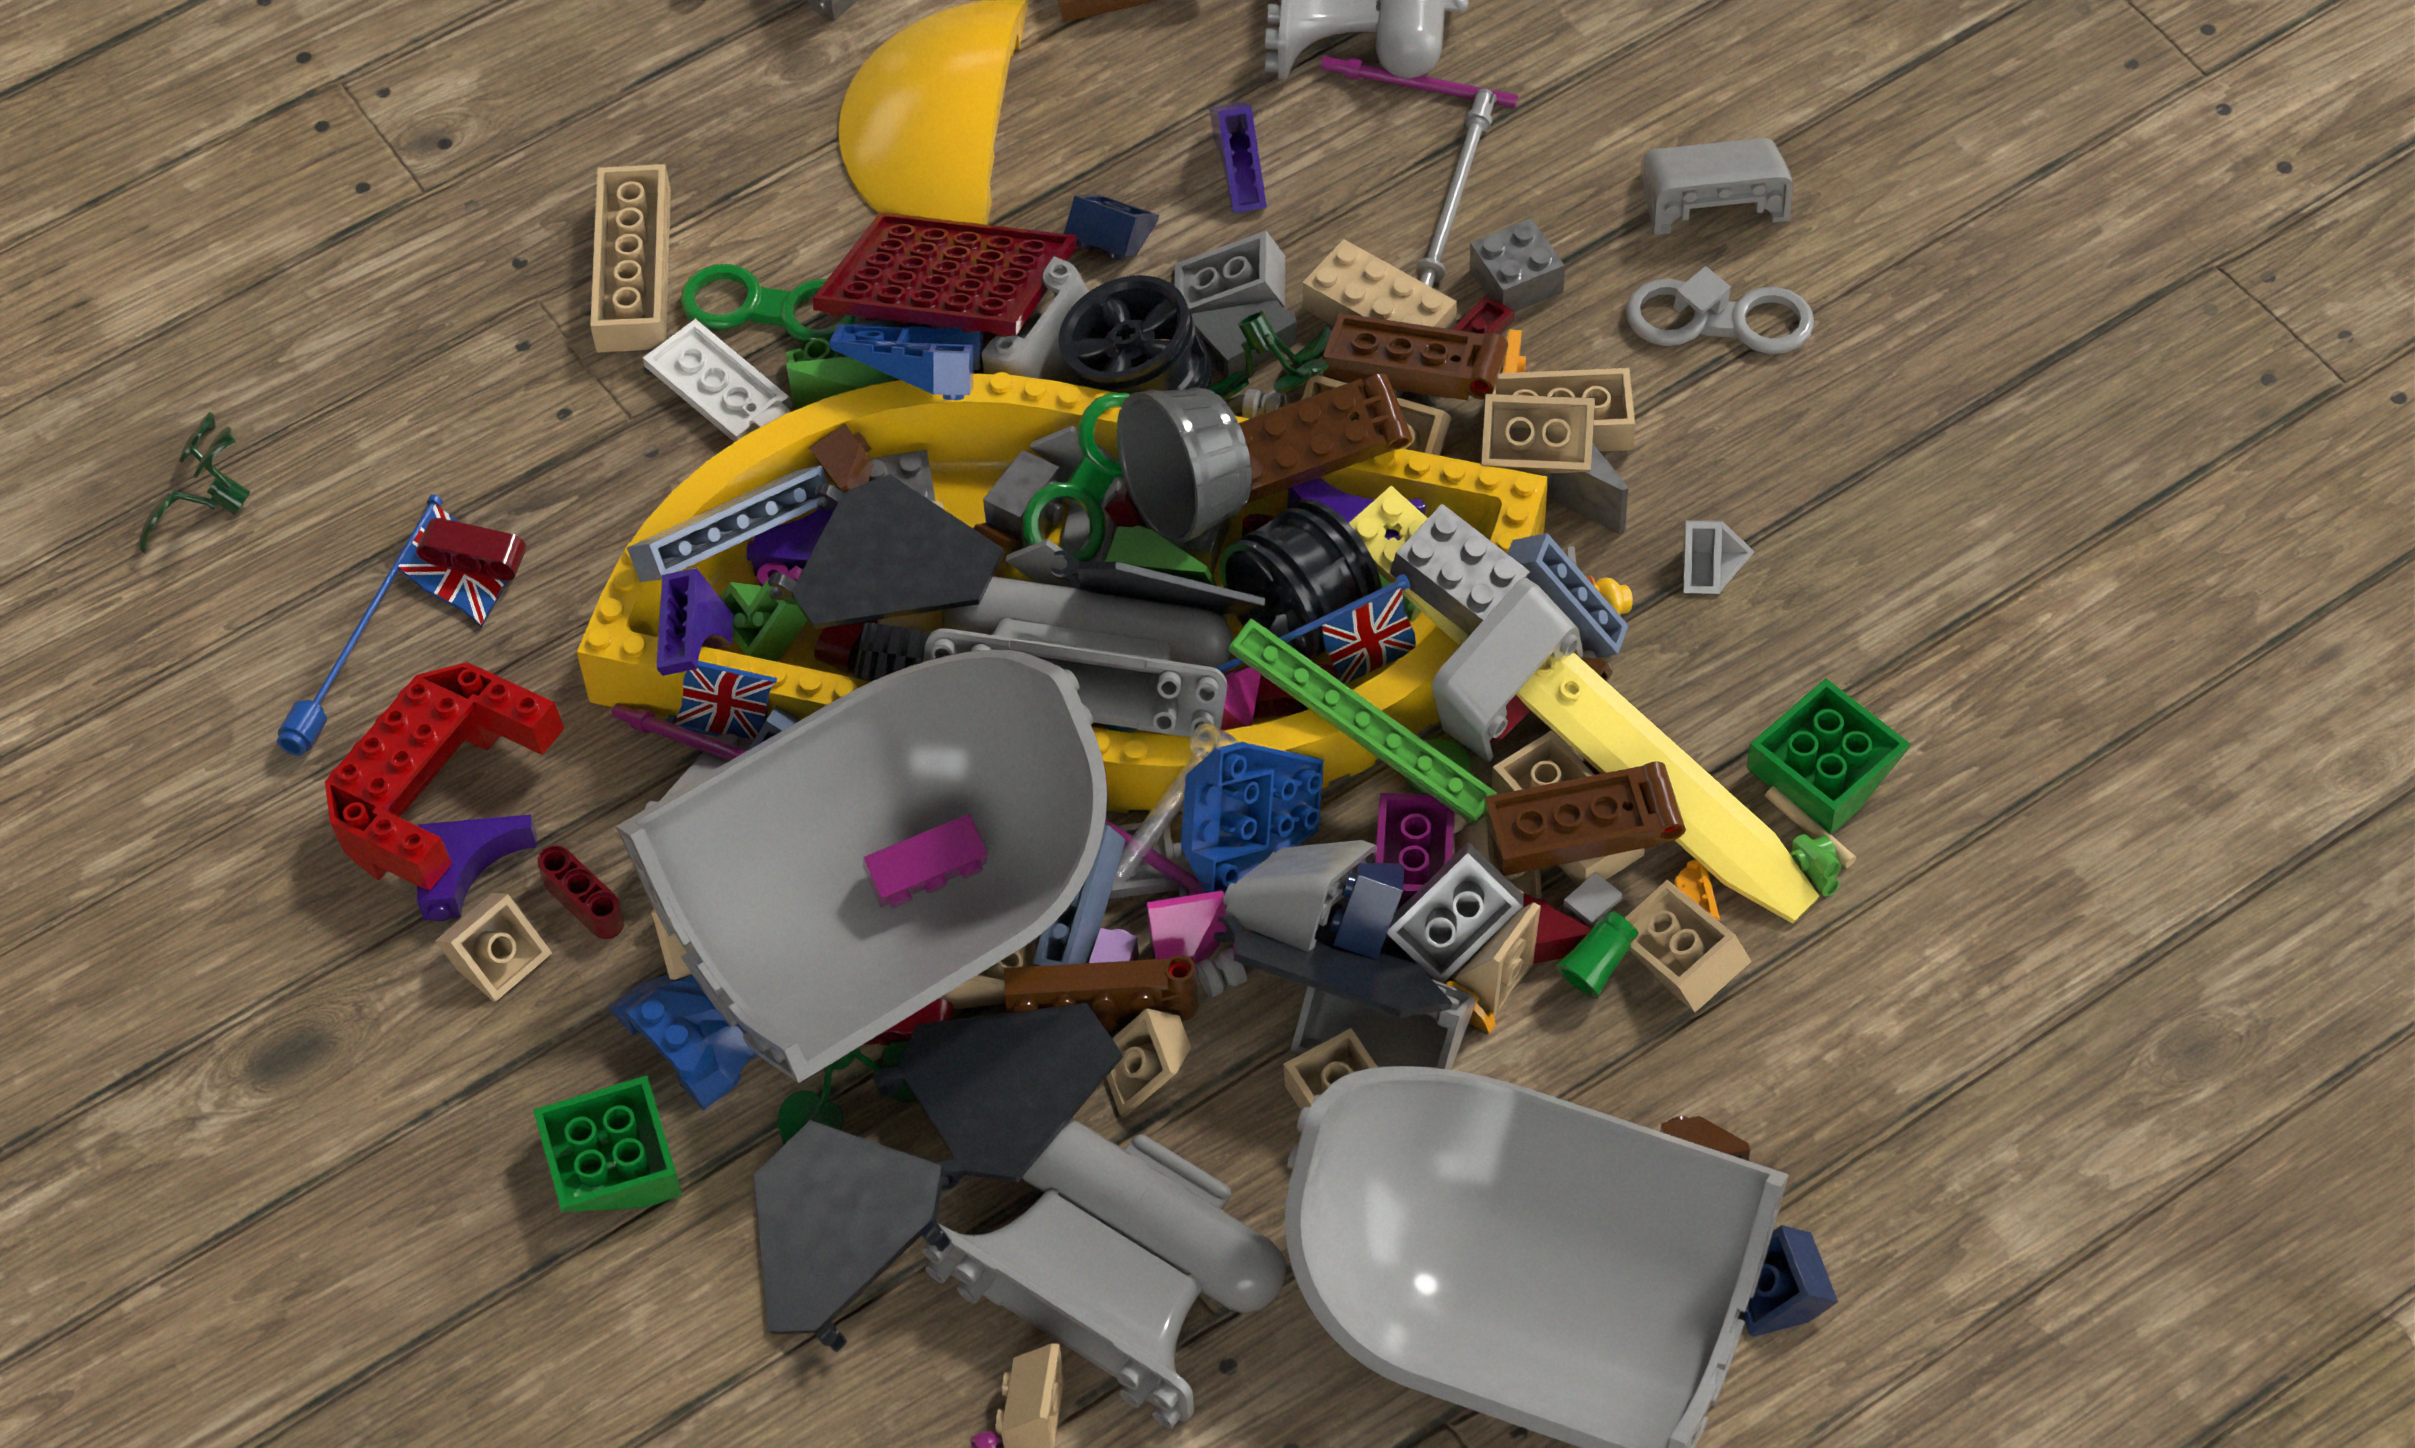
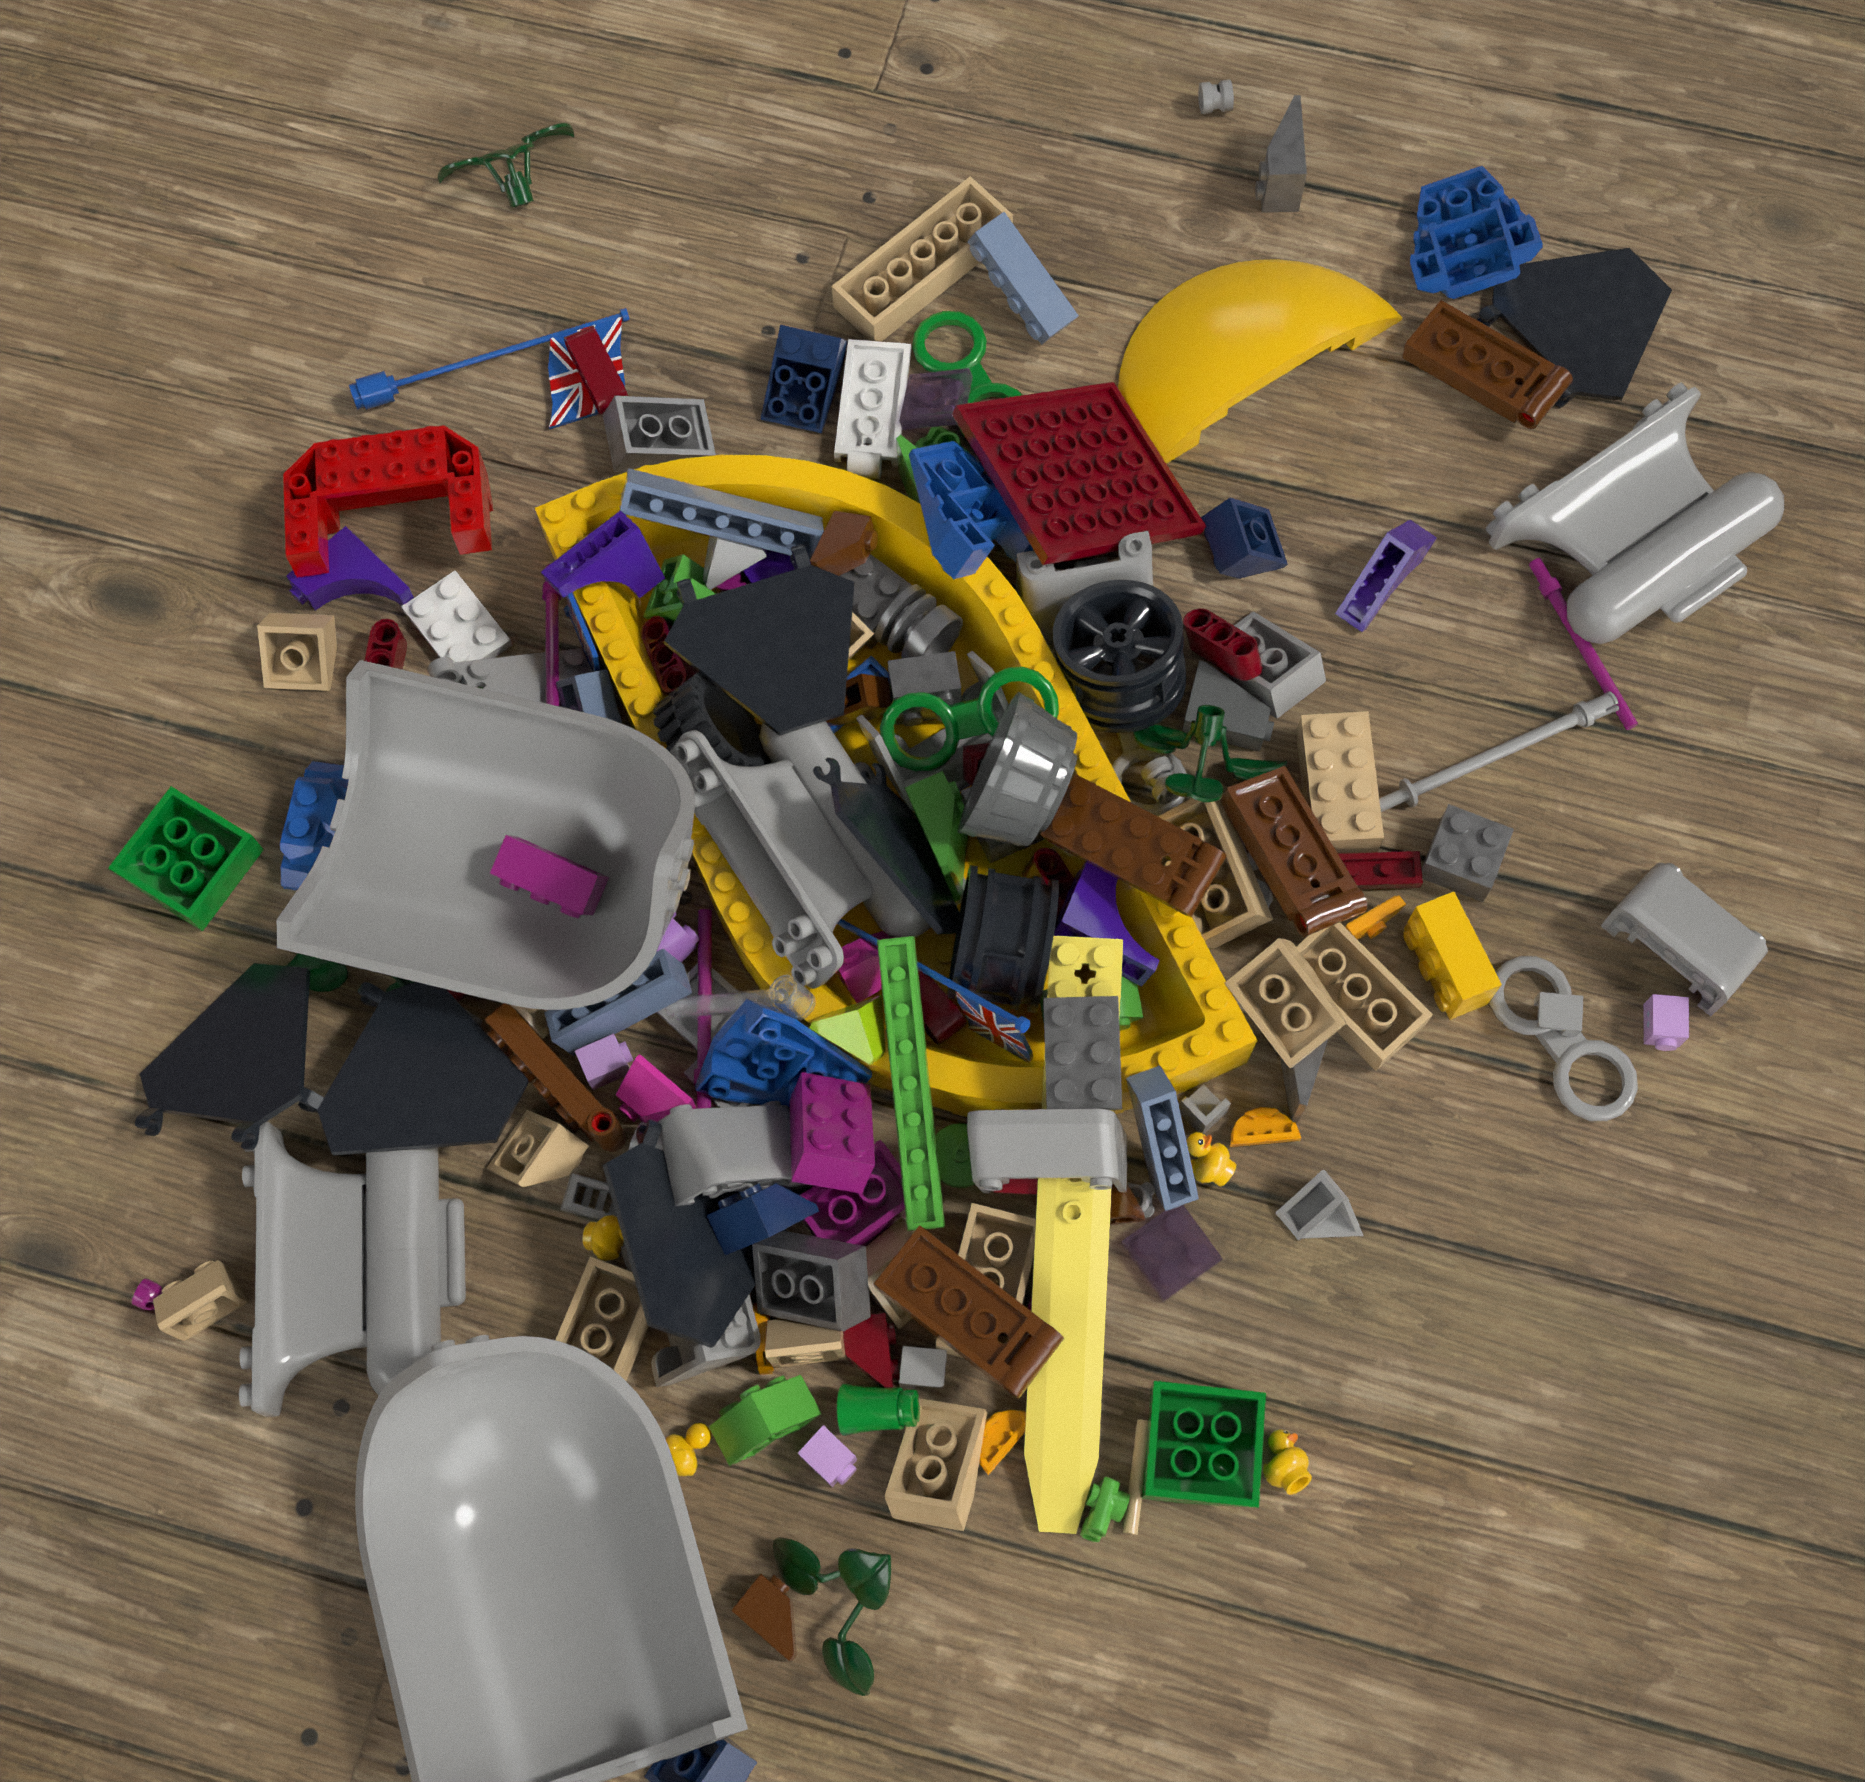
camera: 50 degrees right, 15 degrees up
(576, 549) = (656, 431): none -> flat silver slope
(586, 812) = (456, 622): none -> white plate
(641, 412) = (803, 378): none -> dark blue slope
(728, 198) = (1022, 278): none -> sand blue brick
(764, 553) = (727, 559): none -> light grey slope
(767, 333) = (933, 397): none -> clear purple plate
(801, 652) = (668, 666): none -> dark red beam
(966, 472) = (917, 625): none -> flat silver wheel
(1206, 284) = (1222, 644): none -> dark red beam
(1212, 1063) = (570, 1195): none -> light grey slope
(1267, 1050) = (603, 1238): none -> yellow animal
(1282, 720) = (855, 1029): none -> lime slope
(1348, 808) = (831, 1133): none -> magenta brick
(1533, 1042) = (763, 1417): none -> bright green brick
(1591, 328) = (1451, 956): none -> yellow brick
(1605, 1021) = (829, 1457): none -> lavender brick
(1610, 548) = (1263, 1126): none -> light orange plate
(1653, 678) = (1171, 1251): none -> clear purple plate
(1731, 1020) = (865, 1576): none -> dark green plant
(1769, 243) = (1666, 1021): none -> lavender brick
(1893, 712) = (1290, 1464): none -> yellow animal

